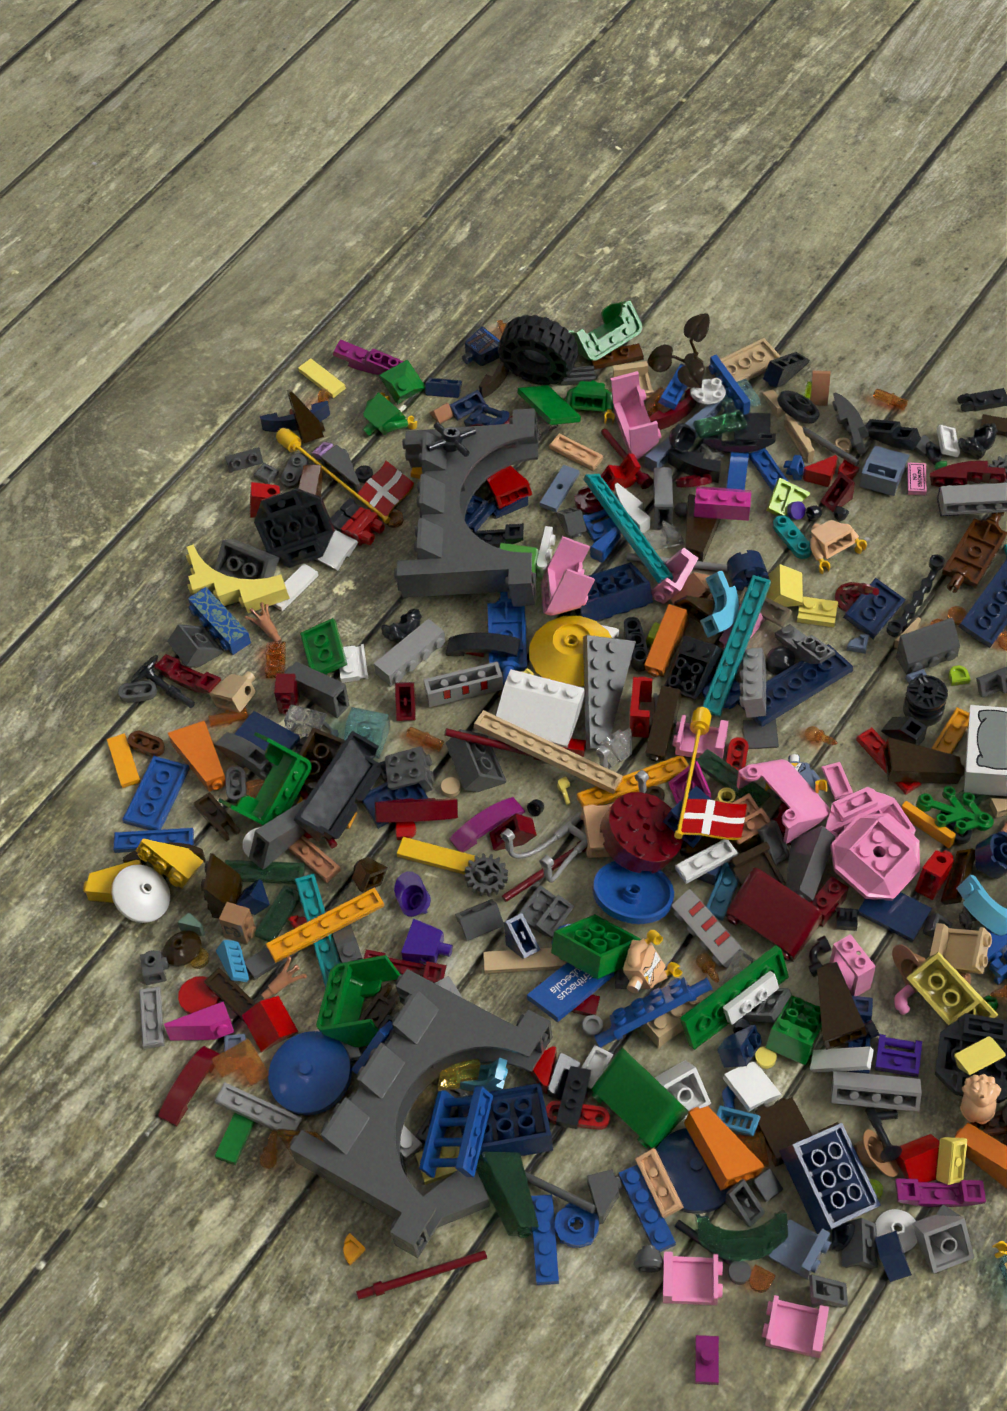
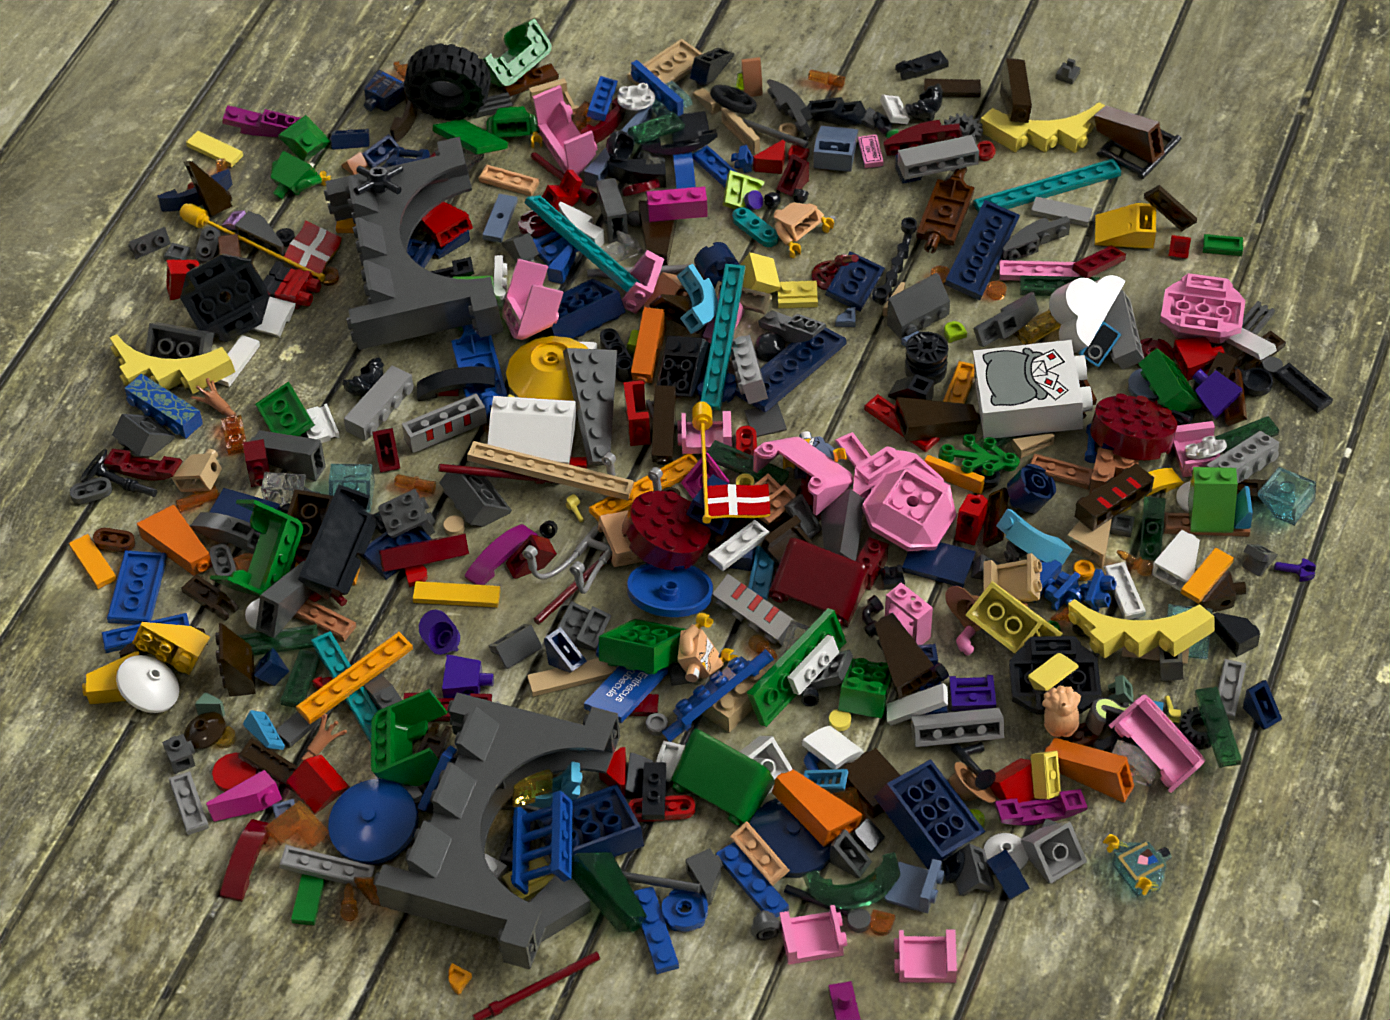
camera: 15 degrees left, 5 degrees down
(237, 923) = (260, 692): medium nougat brick -> none
(368, 874) = (388, 621): dark brown slope -> none
(490, 883) = (512, 601): dark grey gear -> none
(619, 747) = (625, 455): clear slope -> none
(693, 371) = (615, 77): dark brown plant -> none
(739, 1047) = (812, 713): dark blue slope -> none
(814, 734) = (820, 411): clear orange bar -> none
(827, 1292) = (949, 917): dark grey slope -> none

